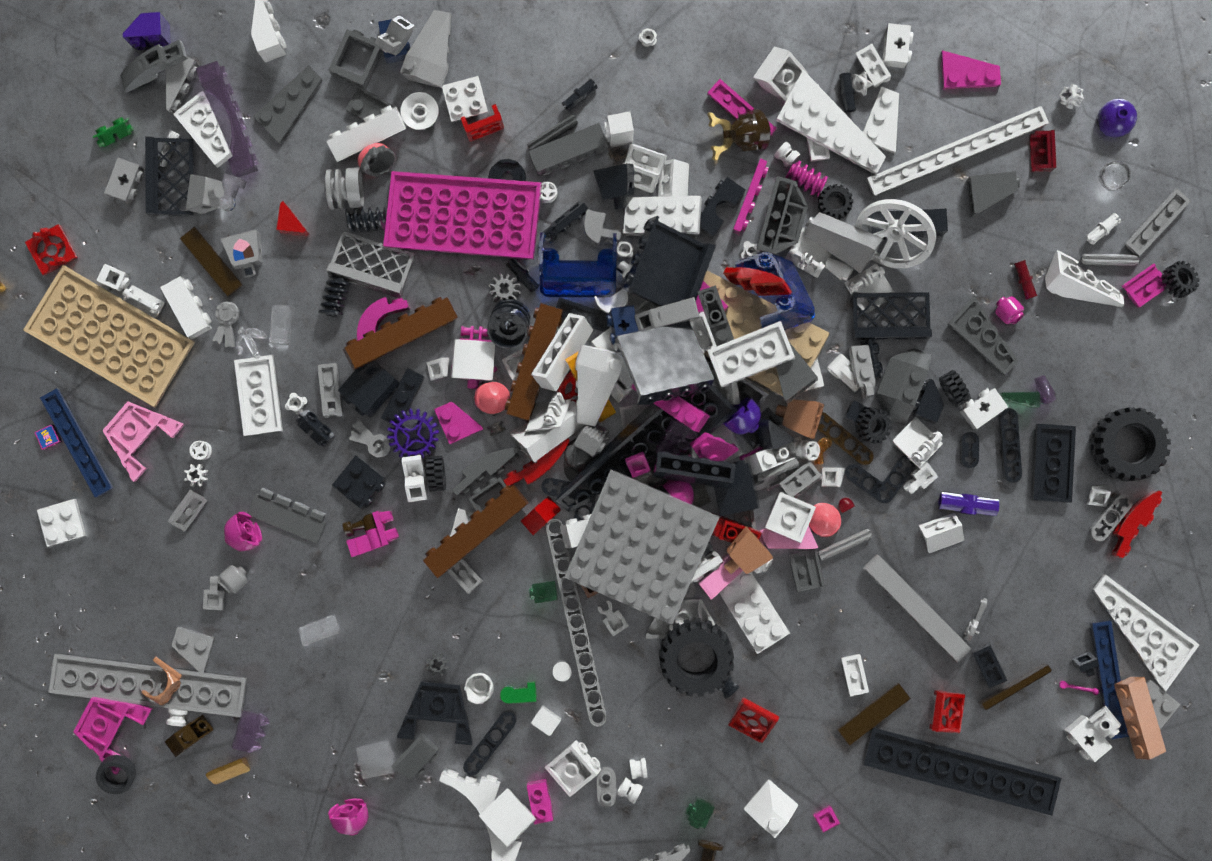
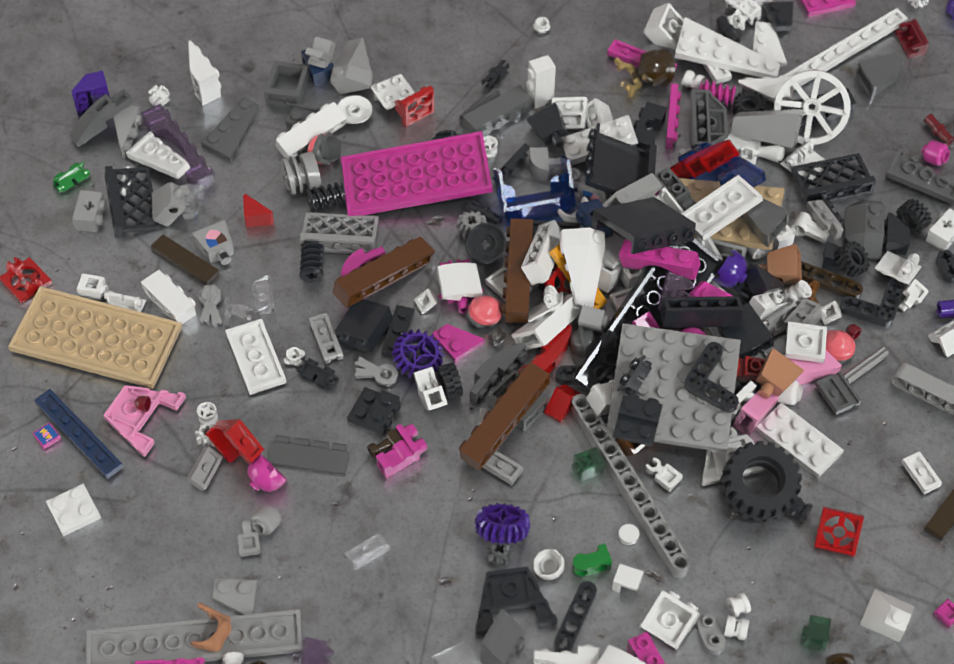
camera: 15 degrees left, 30 degrees down
(140, 430) = (143, 403): none -> dark red hinge
(216, 500) = (234, 440): none -> red panel
(219, 45) = (158, 95): none -> white gear
(434, 633) = (502, 523): none -> dark purple gear
(594, 579) = (638, 419): none -> black plate
(596, 539) = (638, 369): none -> black hinge
(669, 559) = (704, 383): none -> black beam
(862, 189) = (768, 87): none -> white slope
(910, 84) = (779, 14): none -> black wing

